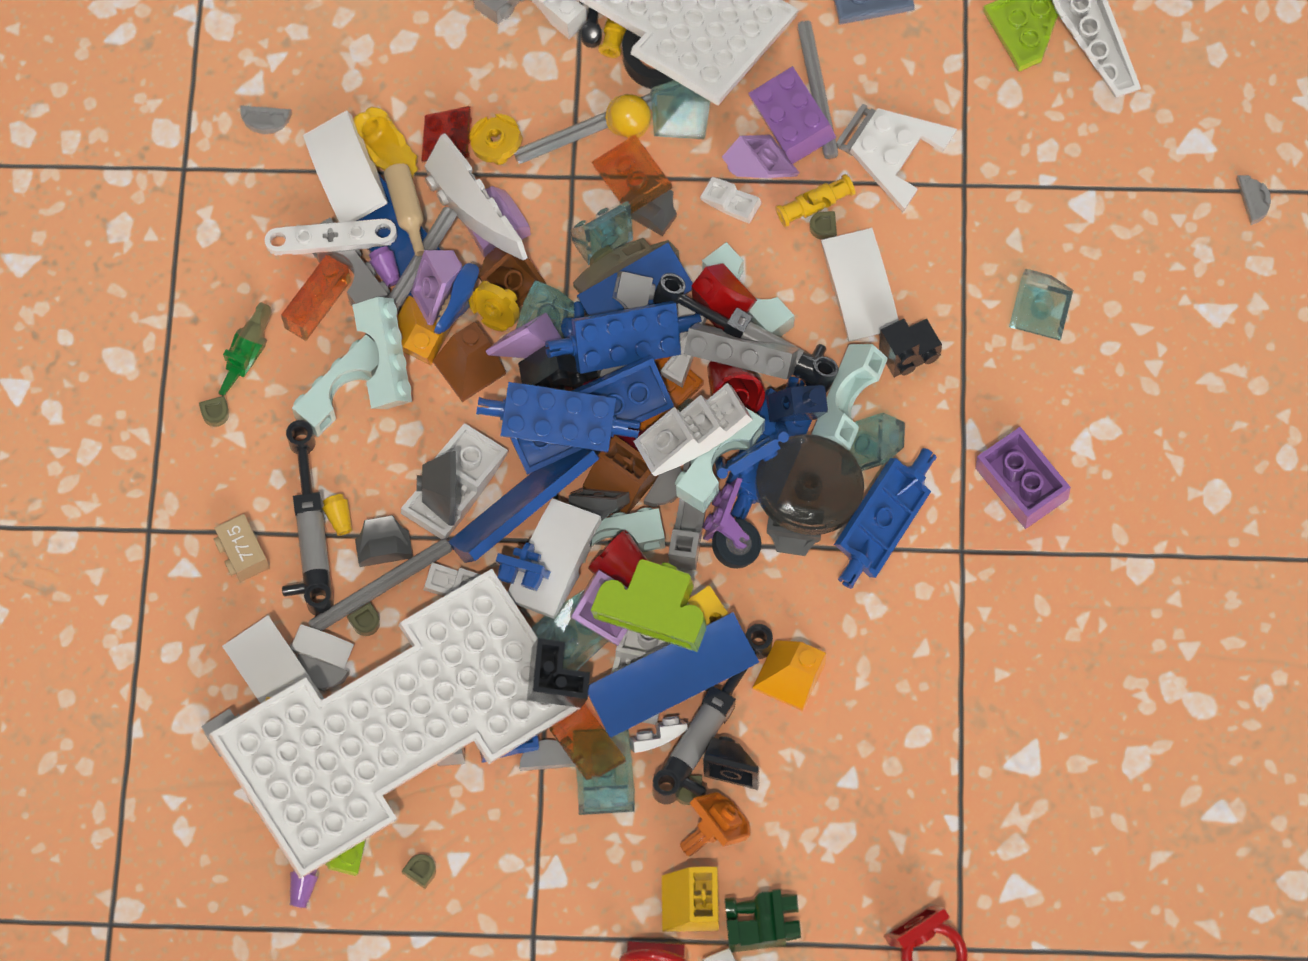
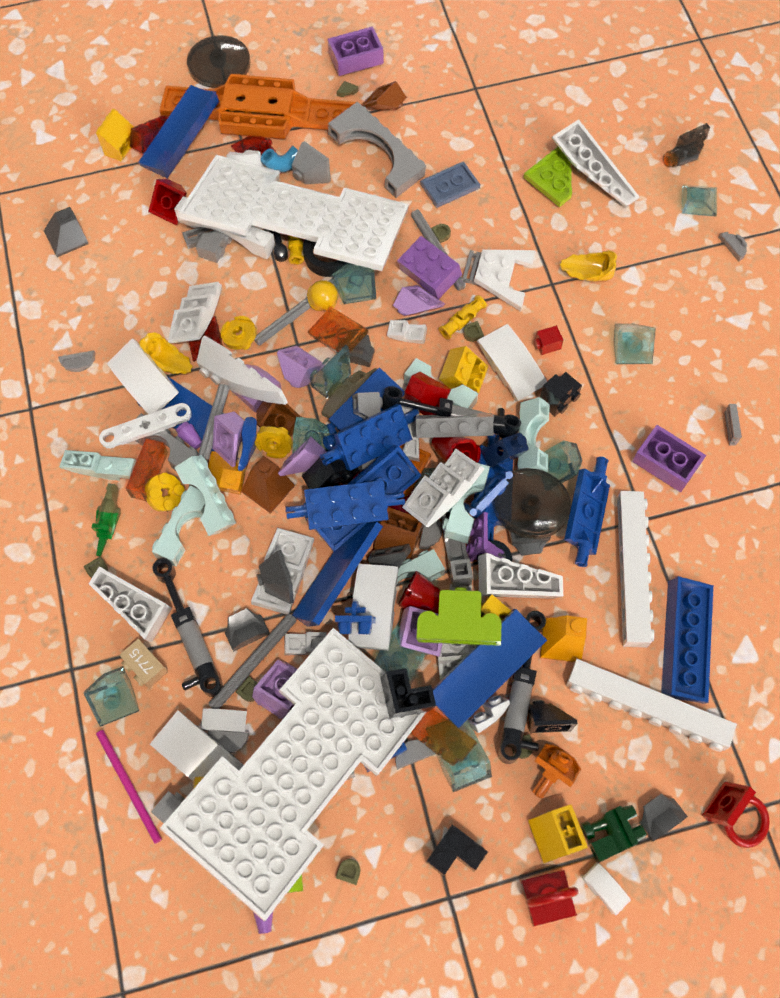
camera: 20 degrees left, 0 degrees up
(181, 690) = (132, 793): none -> dark pink piece
(190, 578) = (111, 697): none -> clear light blue slope
(252, 273) = (97, 466): none -> light aqua slope
(252, 472) = (137, 607): none -> white wedge
(316, 332) = (154, 492): none -> yellow plate
(338, 513) = (207, 617): yellow cone -> none
(384, 627) = (267, 692): none -> lavender slope
(405, 203) = (191, 389): tan piece -> none
(443, 93) = (194, 312): none -> white slope
(558, 877) = (456, 846): none -> black brick
(561, 207) = (297, 365): none -> lavender slope
(745, 576) = (516, 580): none -> white wedge
(790, 277) = (463, 368): none -> yellow slope
(830, 920) = (661, 816): none -> dark grey slope
(832, 65) = (442, 232): none -> olive tile
(869, 785) = (651, 705): none -> white brick
(917, 610) = (634, 570): none -> white brick
(923, 267) = (548, 340): none -> red brick
(954, 721) = (687, 640): none -> blue arch
(1024, 174) = (591, 267): none -> yellow hair
(1134, 457) = (732, 424): none -> light grey tile
(1231, 115) = (699, 200): none -> clear light blue slope
(1247, 30) = (688, 147): none -> clear smoke plate

